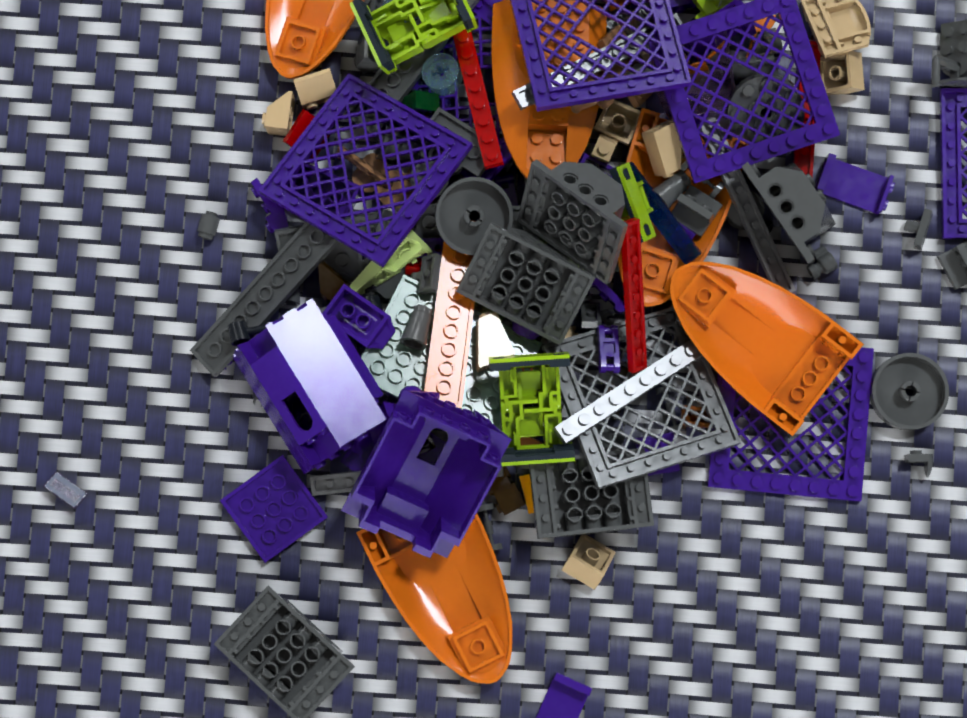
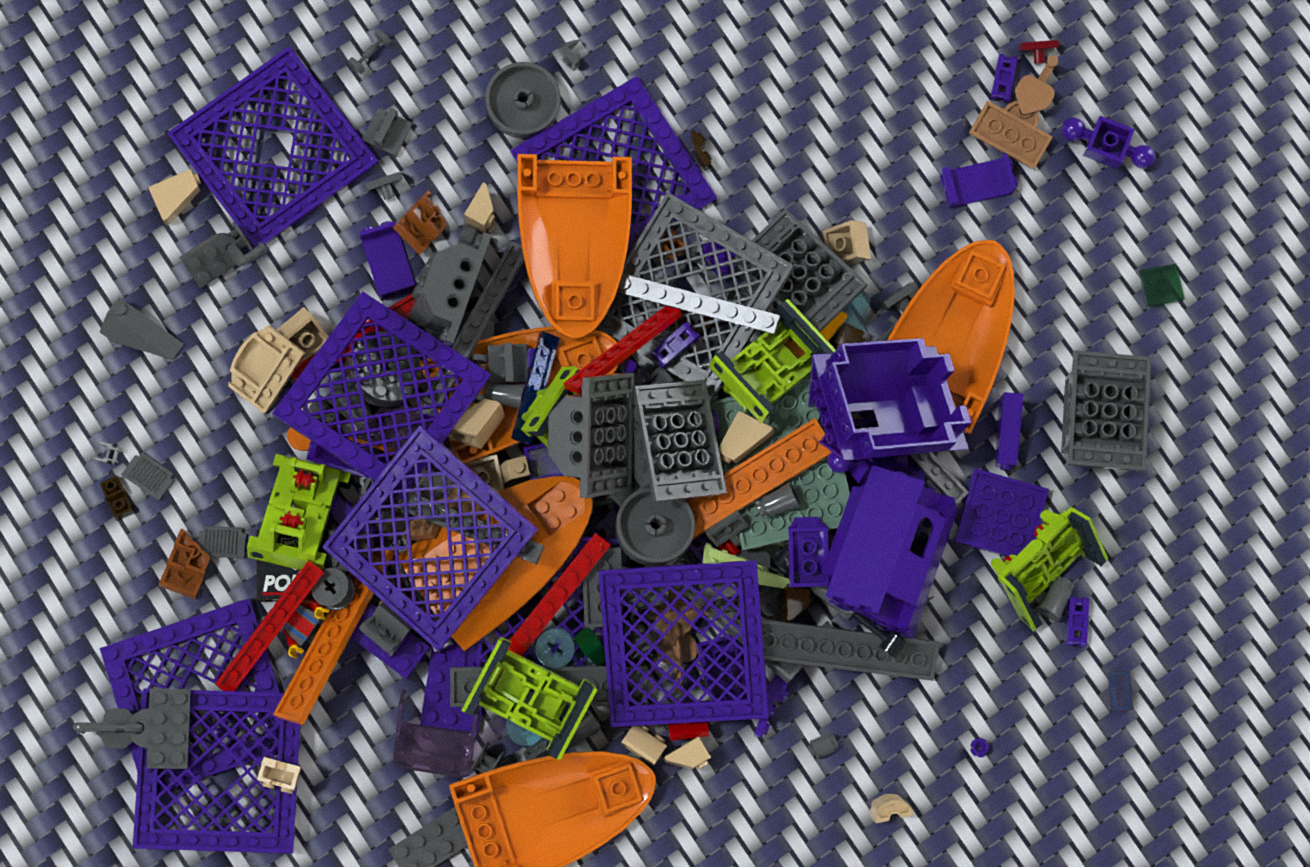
camera: 130 degrees left, 5 degrees down
(106, 345) = (984, 747): none -> dark purple plate
(122, 239) = (887, 805): none -> tan cylinder
(145, 501) = (1077, 621): none -> dark purple plate
(175, 497) = (1056, 599): none -> dark grey plant
(209, 487) = (1046, 557): none -> lime container
(334, 566) = (1008, 430): none -> dark purple slope
(512, 569) = (899, 296): none -> dark grey tile
(526, 526) = (858, 311): none -> clear light blue tile
(764, 505) = (698, 144): none -> dark brown slope
(839, 286) = (480, 211): none -> tan slope
(865, 232) = (421, 223): none -> dark orange slope

